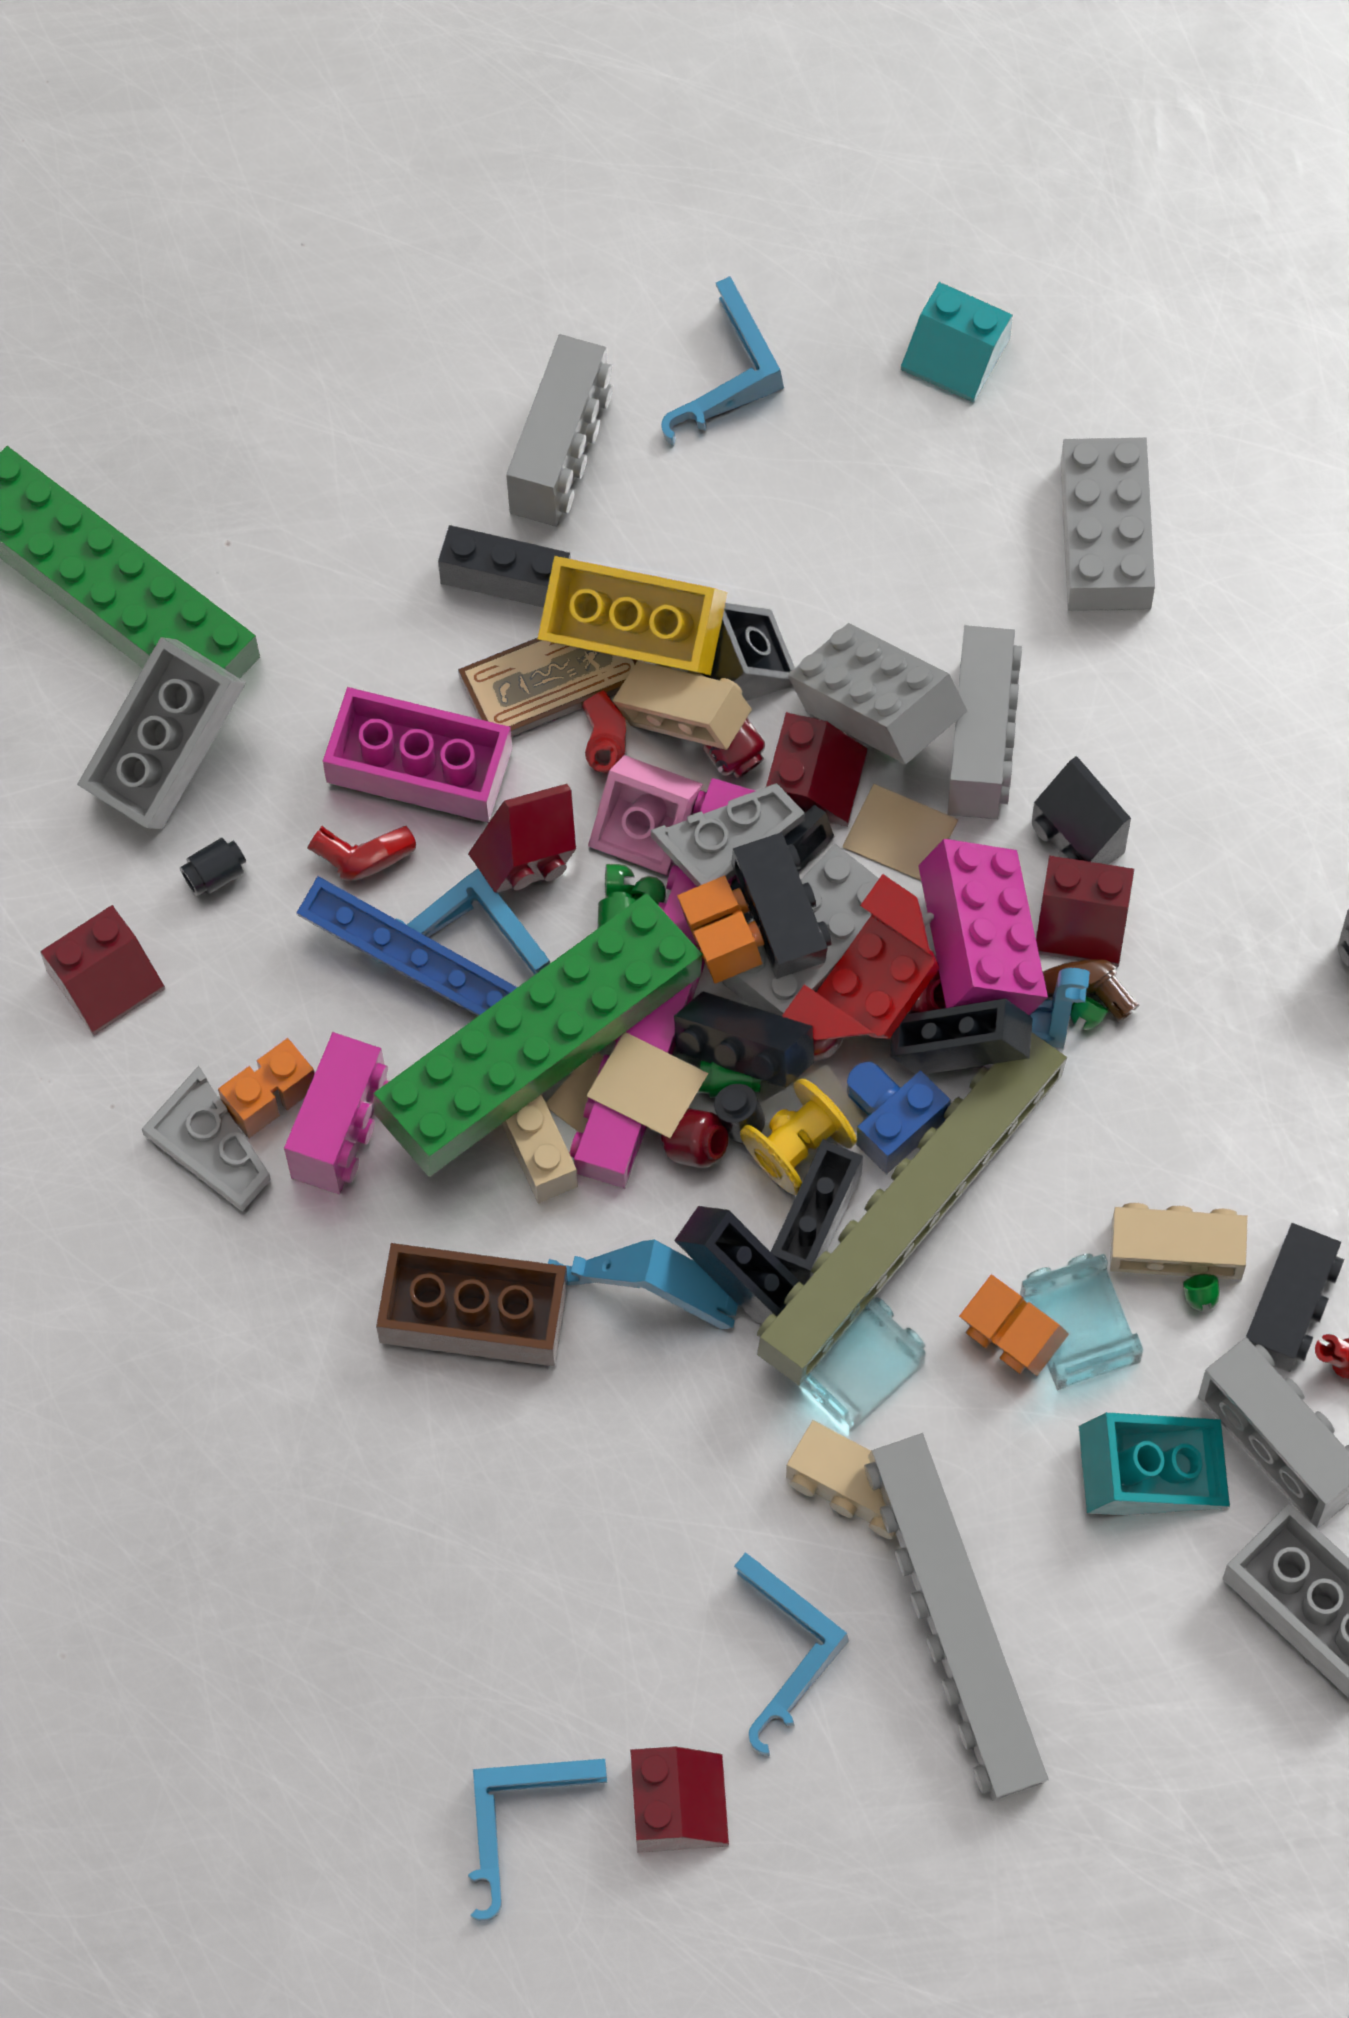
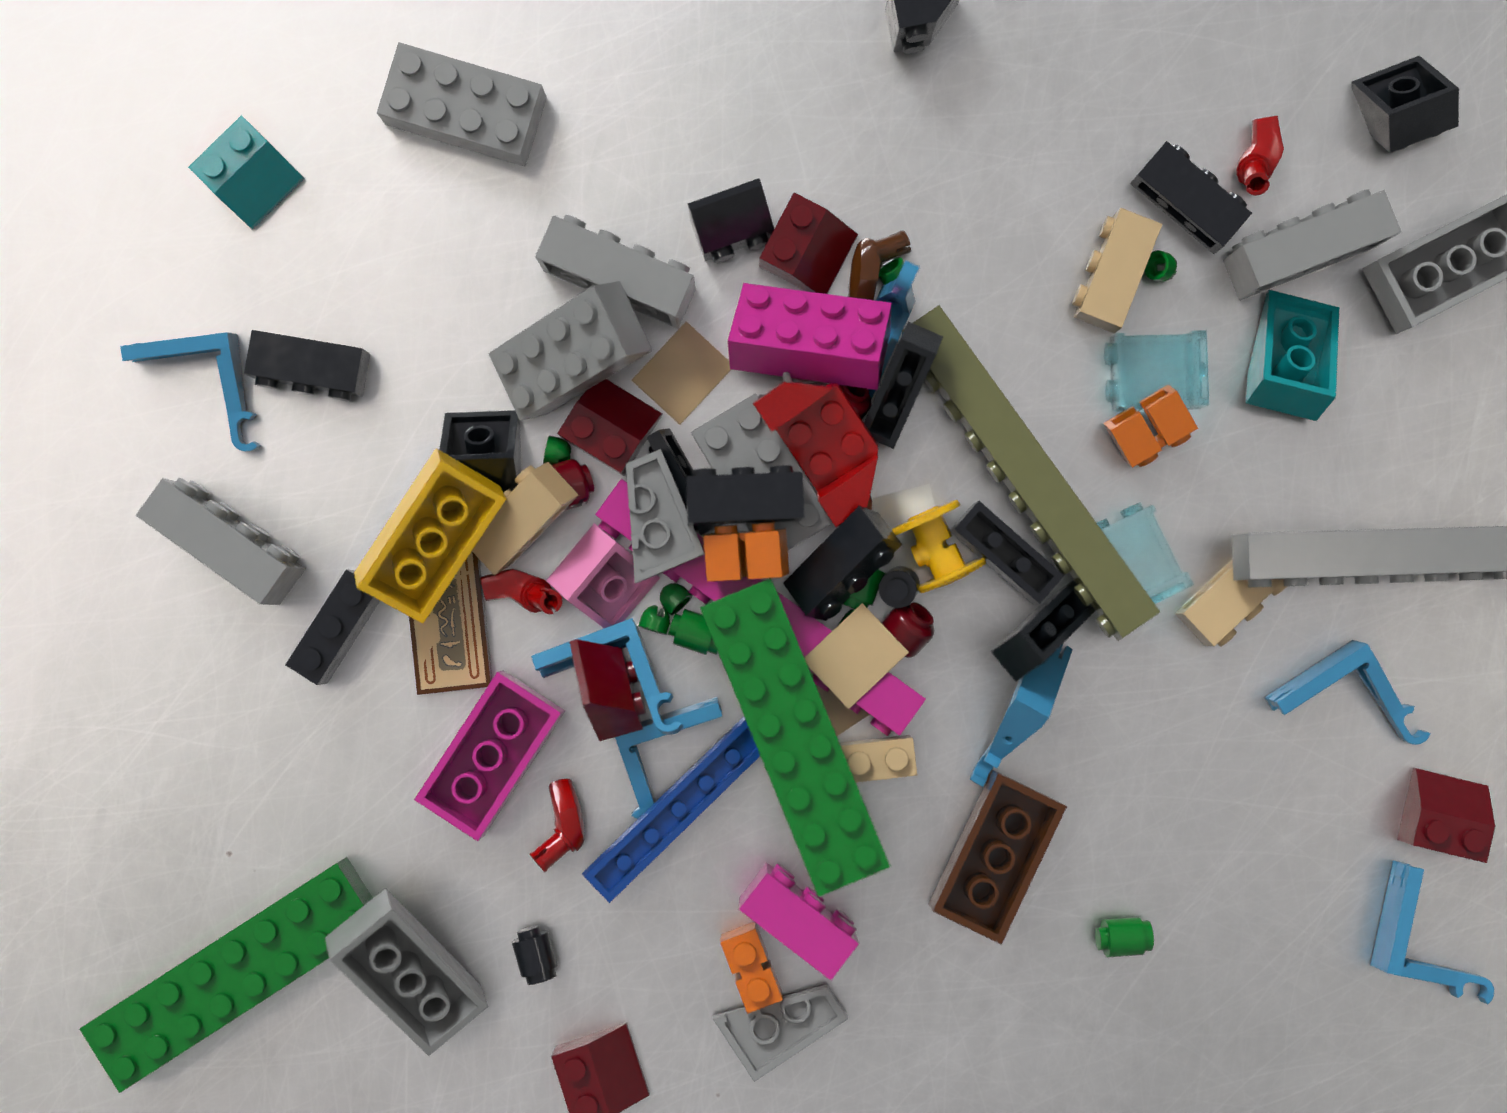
camera: 75 degrees left, 20 degrees up
(423, 1478) = (1124, 937): none -> green brick
(583, 865) = (621, 636): none -> dark azure hinge
(768, 725) = (556, 450): none -> green hinge
(773, 459) = (306, 365): none -> black brick
(895, 1114) = (939, 459): blue brick -> none

